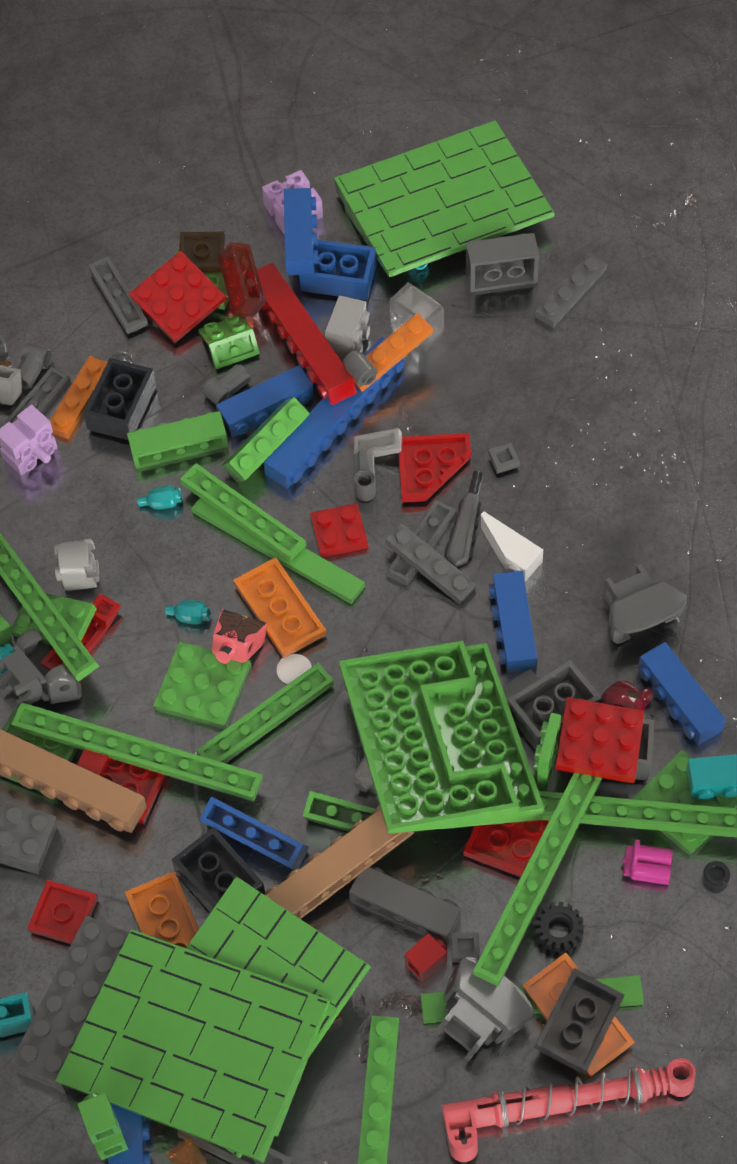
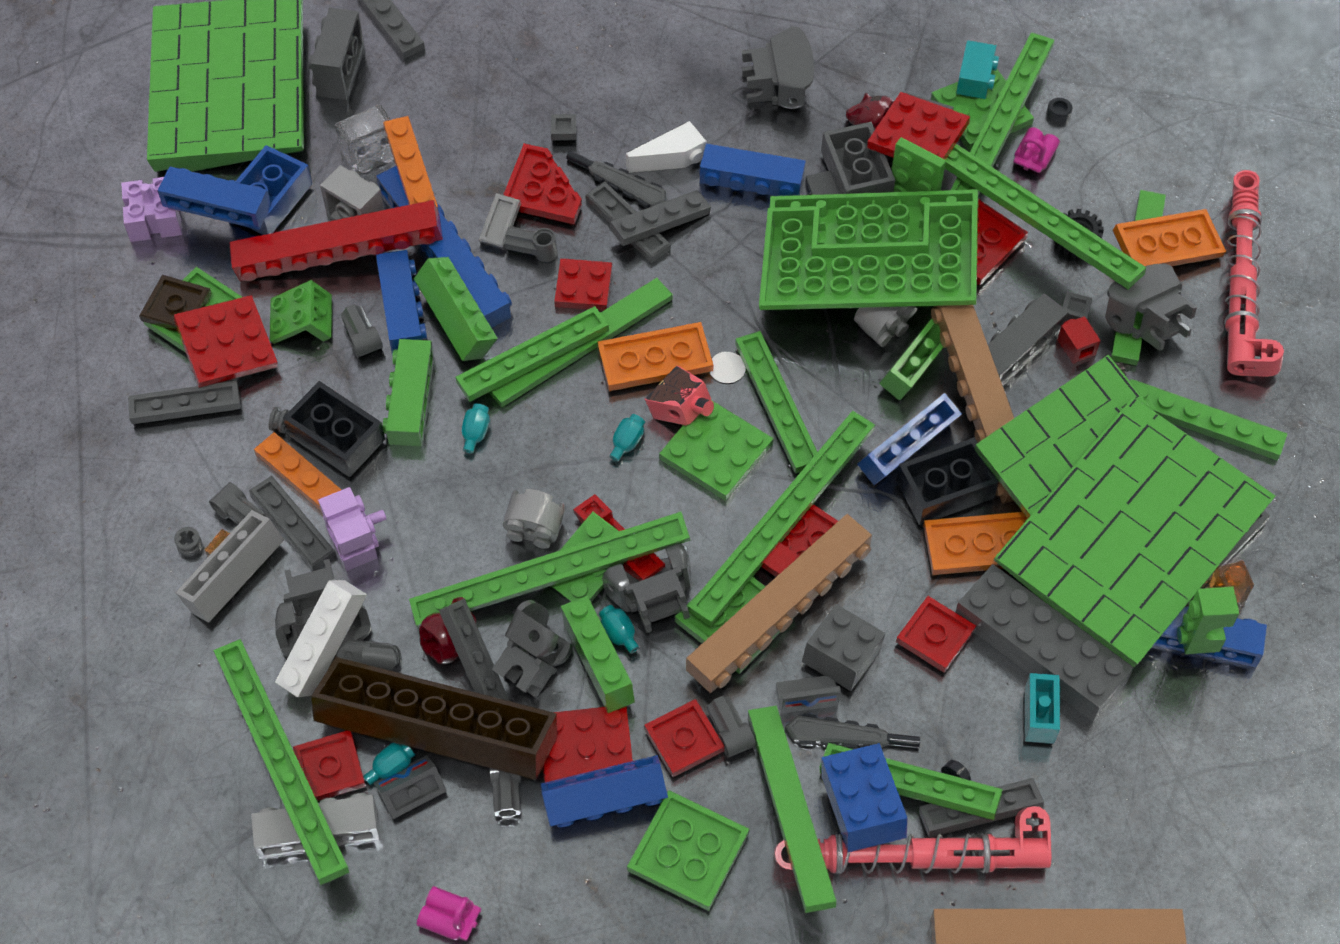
camera: 75 degrees left, 0 degrees up
(241, 280) = (242, 272): clear red brick -> none
(360, 368) = (425, 189): dark grey brick -> none
(579, 1021) = (1188, 230): black brick -> none
(681, 694) = (876, 73): blue brick -> none

